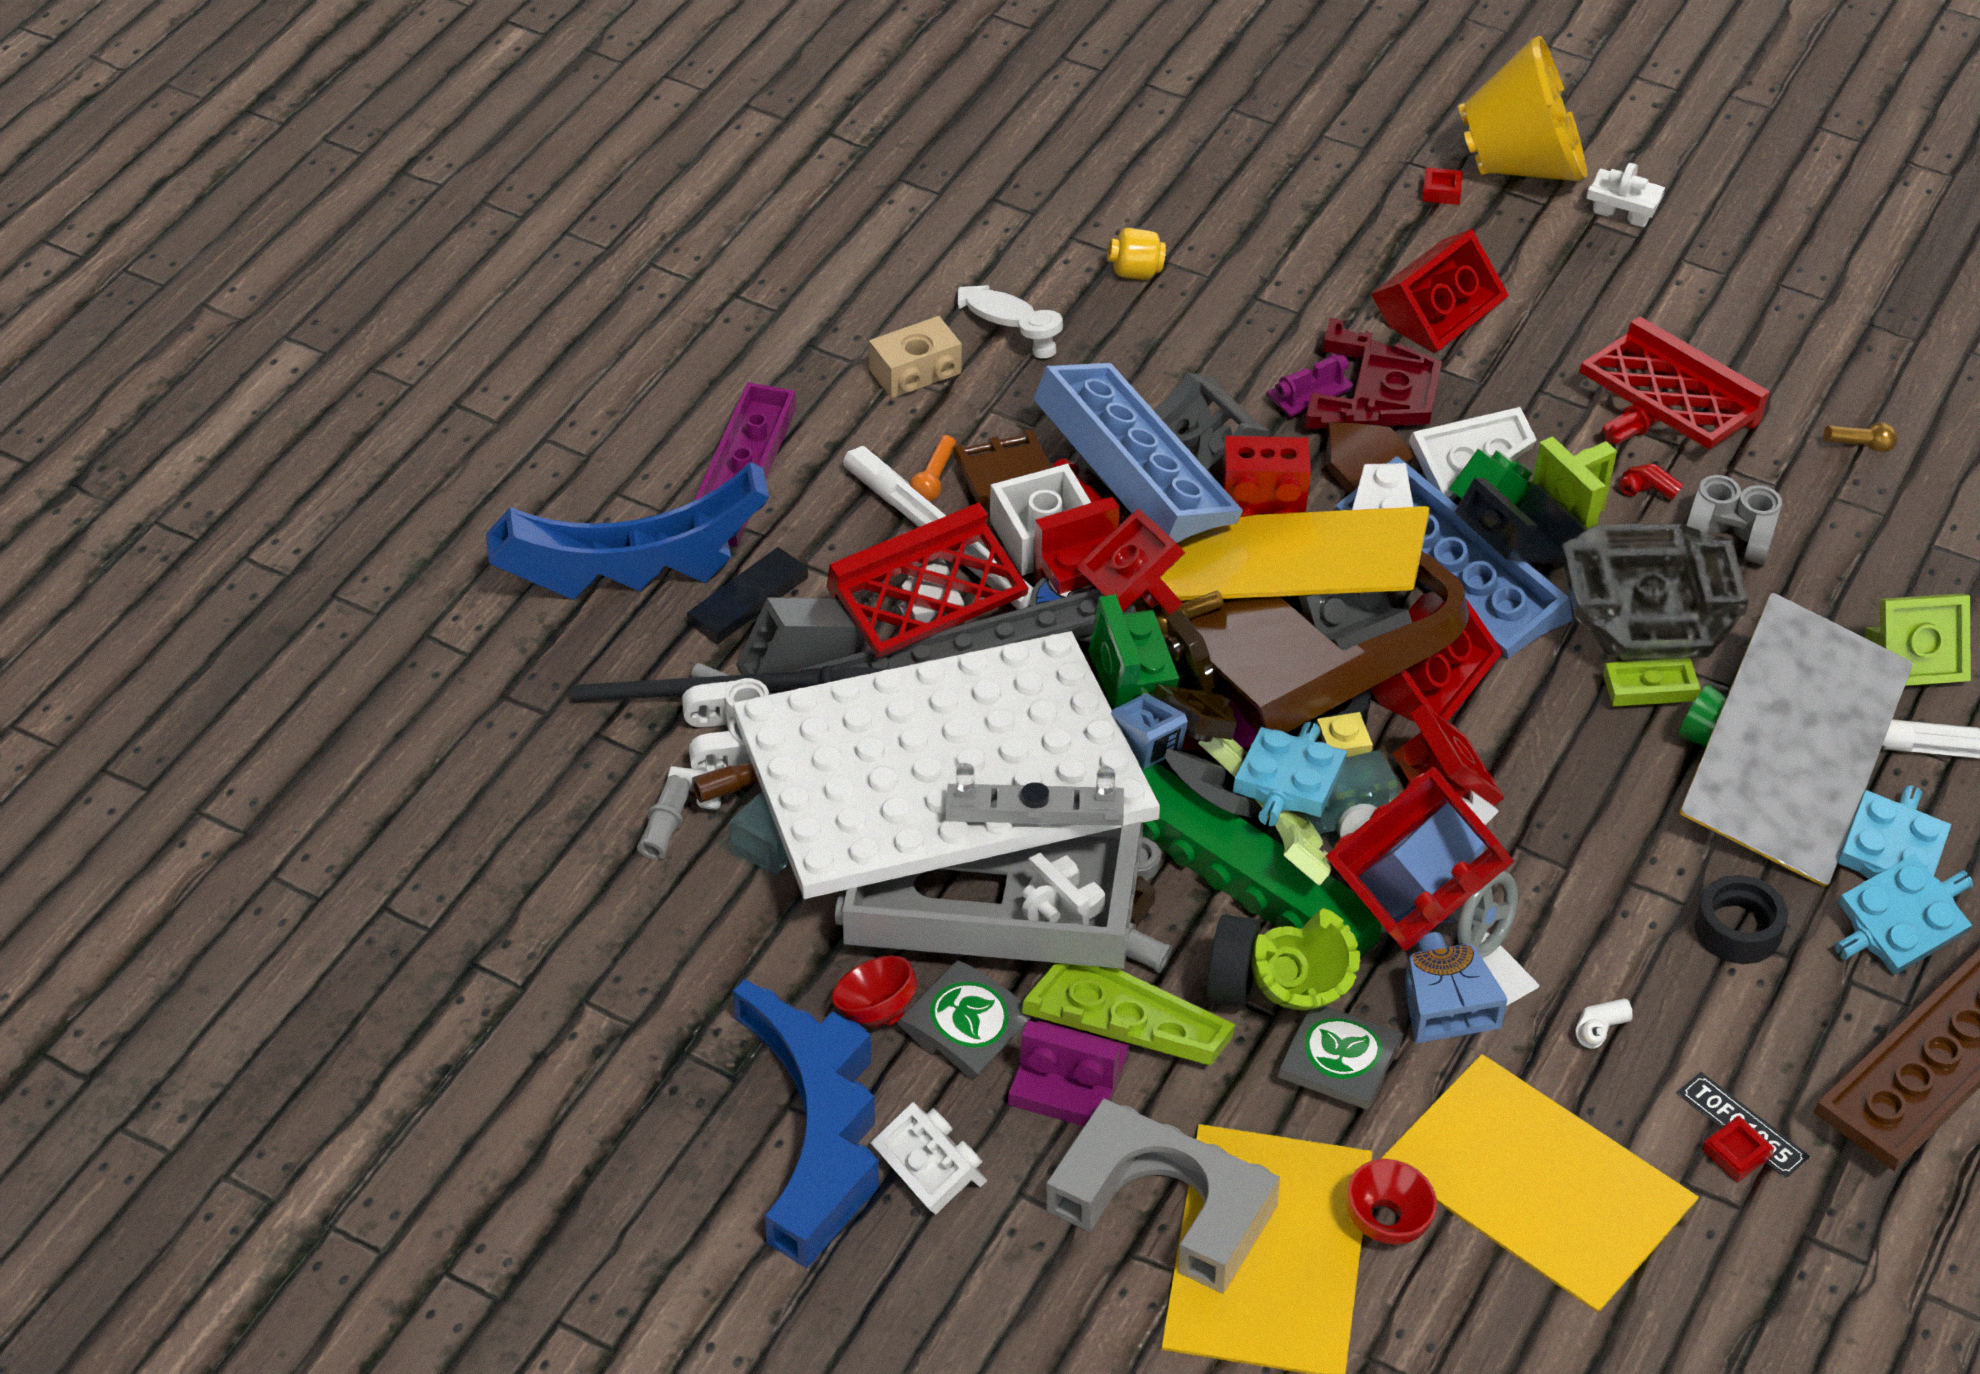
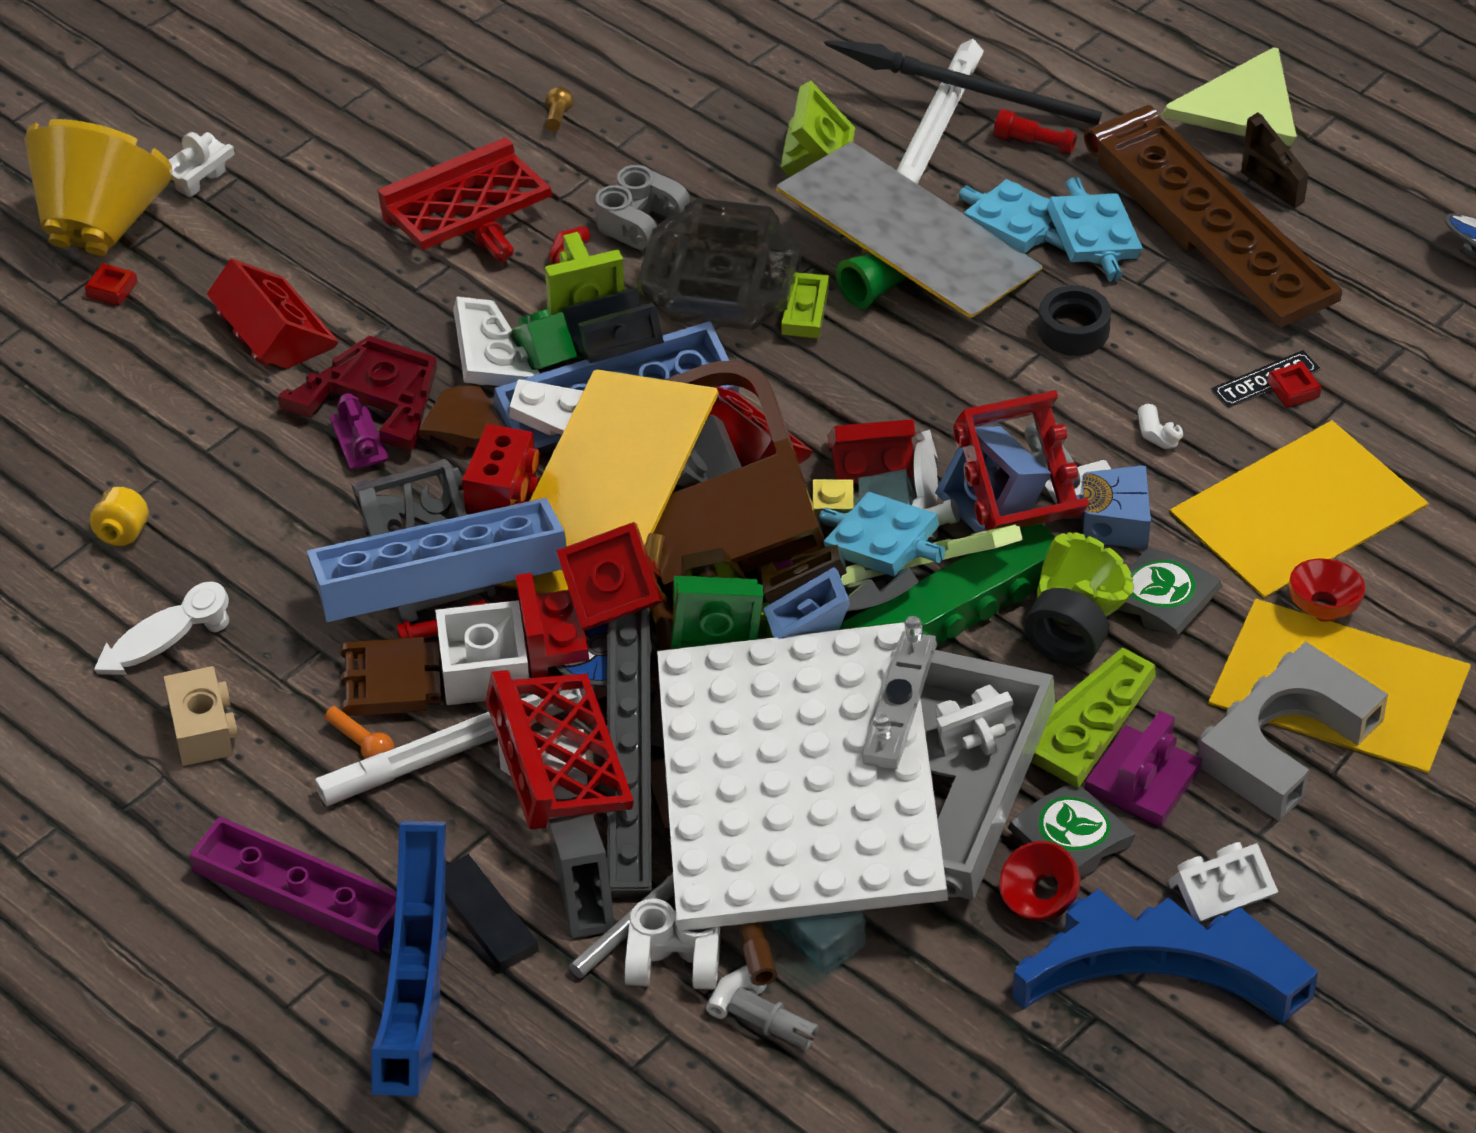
camera: 75 degrees left, 0 degrees up
(678, 686) = (638, 867): black piece -> none

